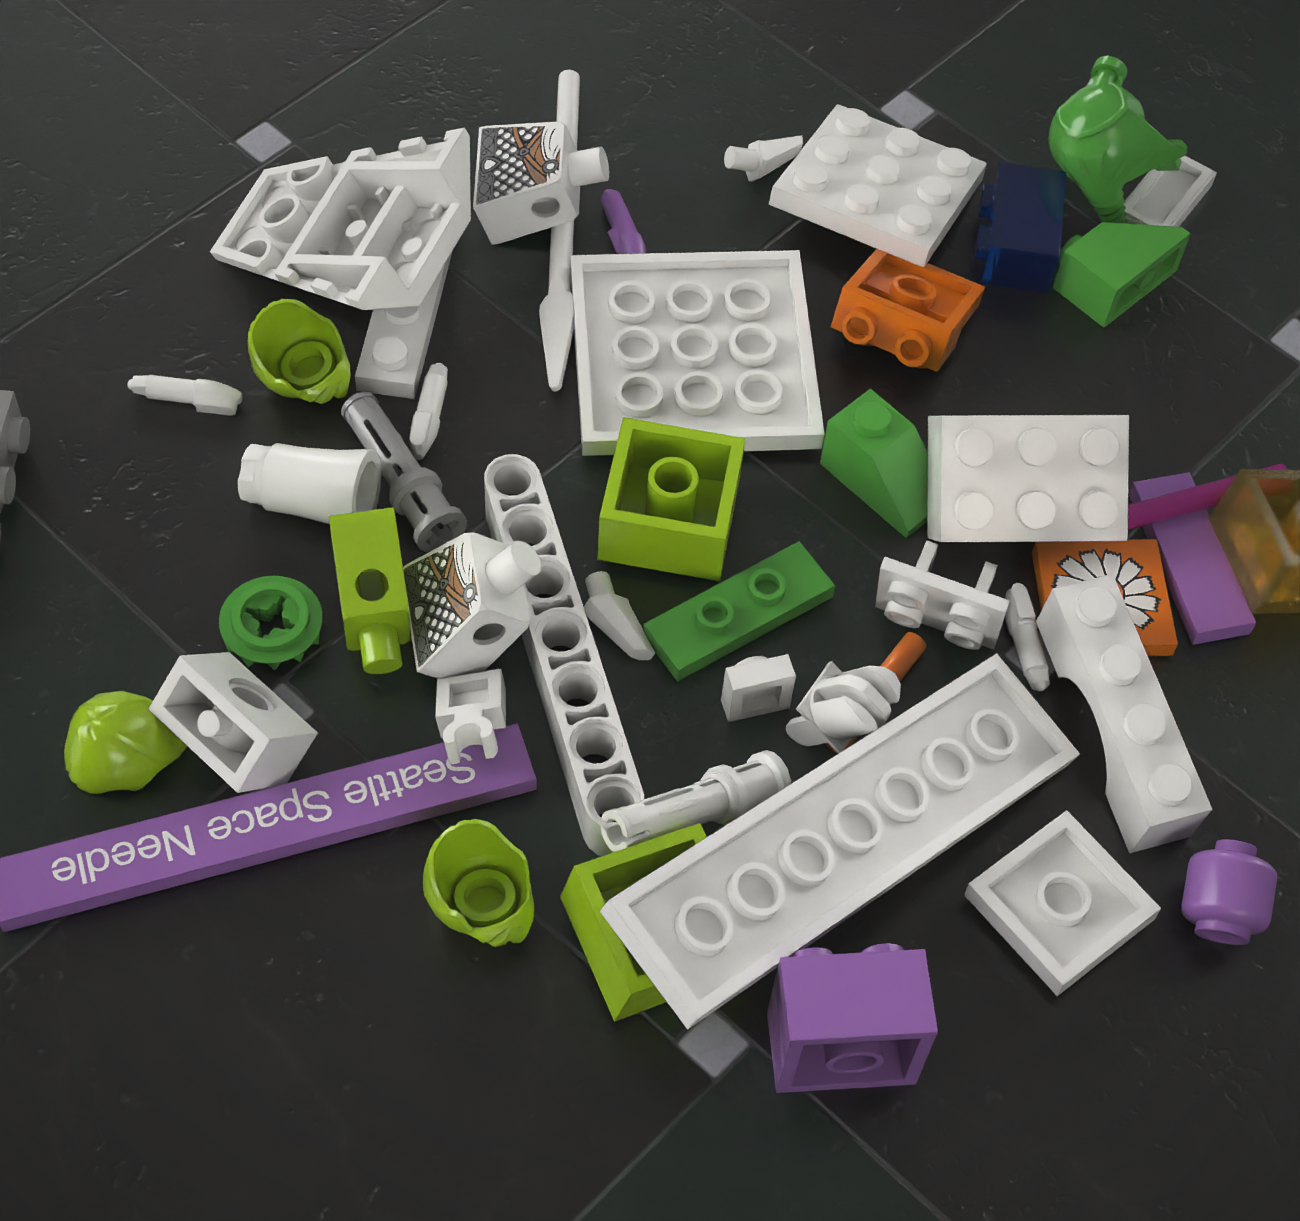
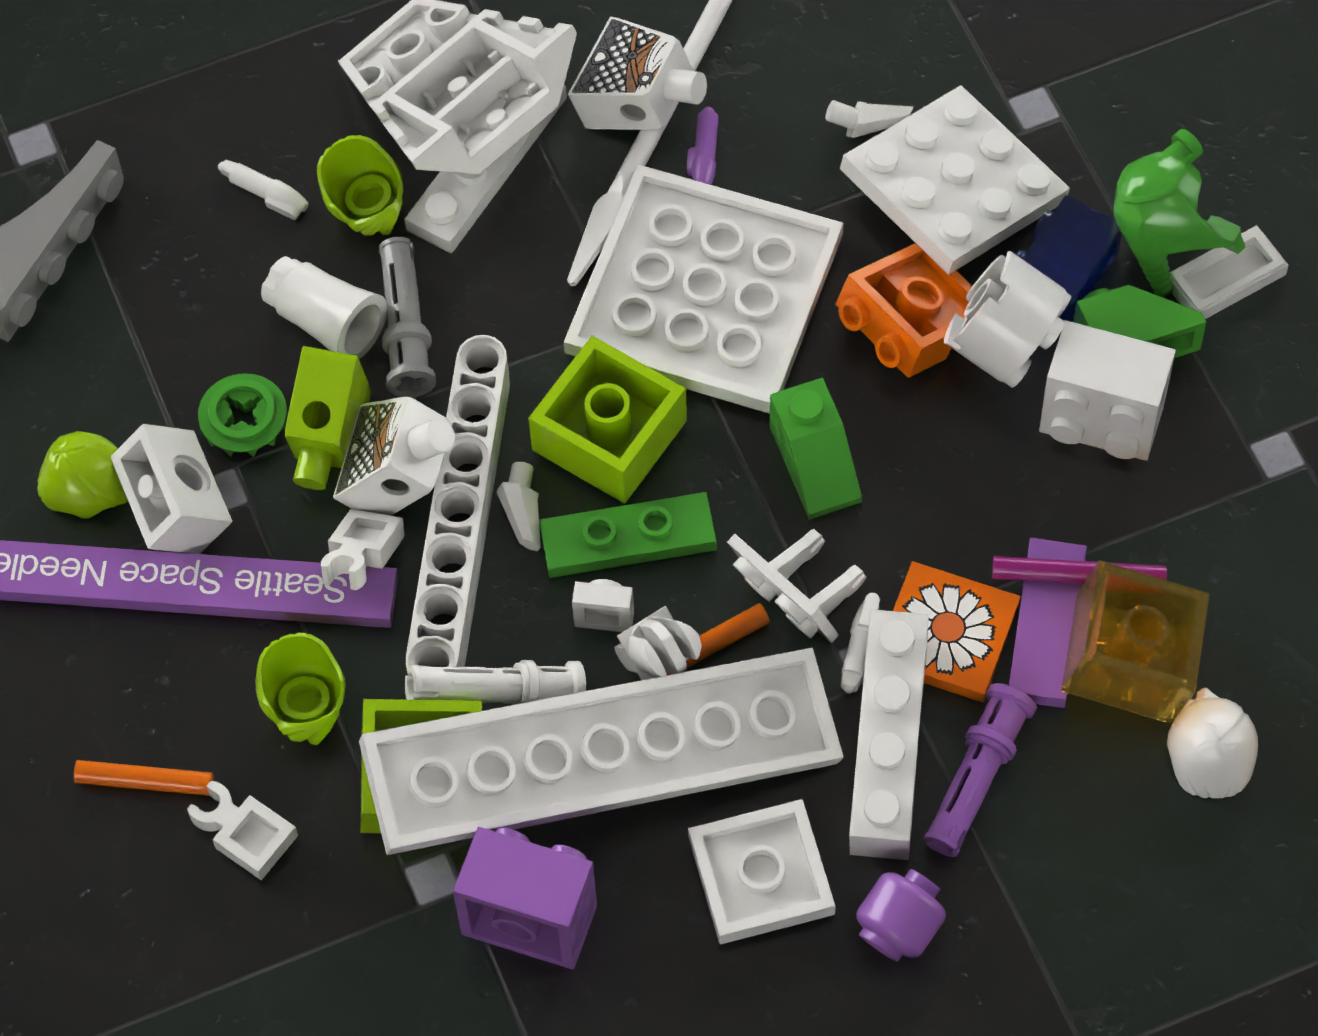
camera: 30 degrees right, 5 degrees up
(336, 1052) = (142, 777): none -> orange piece
(426, 417) = (448, 279): white piece -> none
(493, 1071) = (247, 834): none -> white plate
(1023, 276) = (1007, 318): none -> white brick
(1028, 478) = (917, 503): white brick -> none
(1139, 319) = (1106, 391): none -> white brick
(1212, 696) = (988, 746): none -> medium lavender pin

